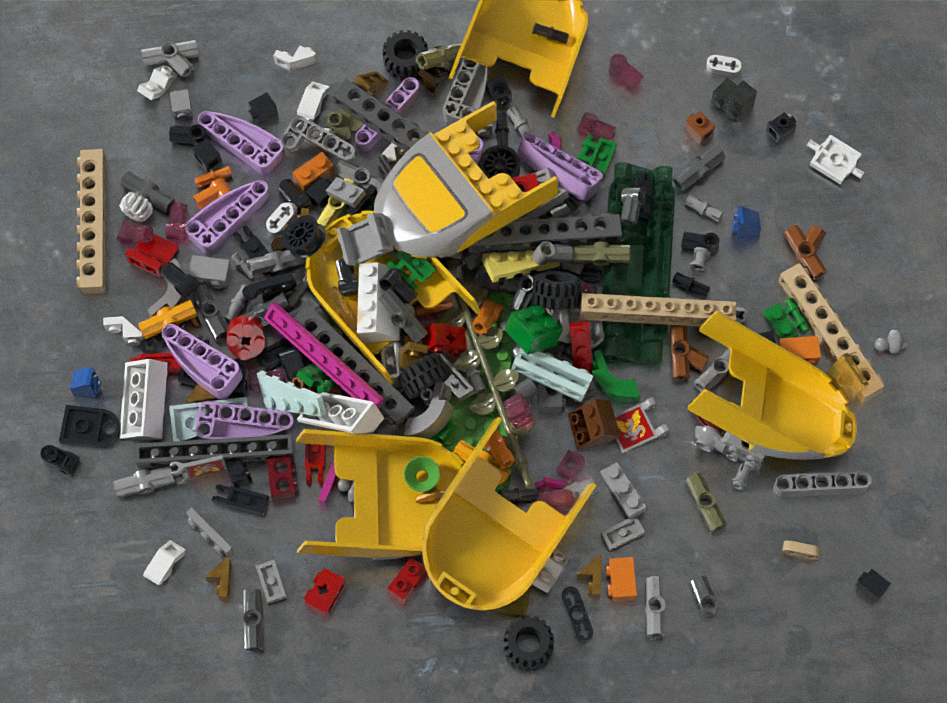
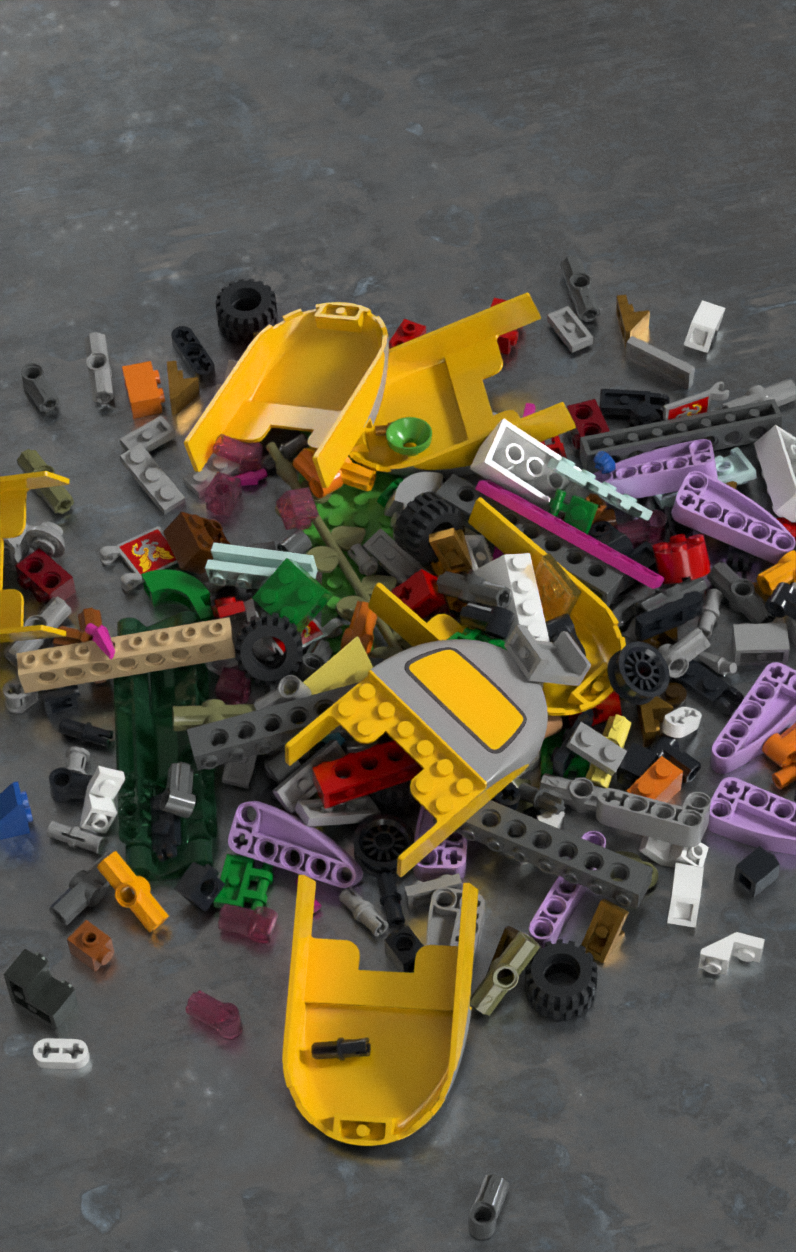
camera: 170 degrees right, 15 degrees down
(280, 425) = (604, 462): none -> blue piece
(625, 150) = (200, 885): none -> black brick
(669, 152) = (123, 880): none -> light orange piece
(674, 307) = (101, 638): none -> dark pink bar
(685, 219) = (99, 802): none -> white slope

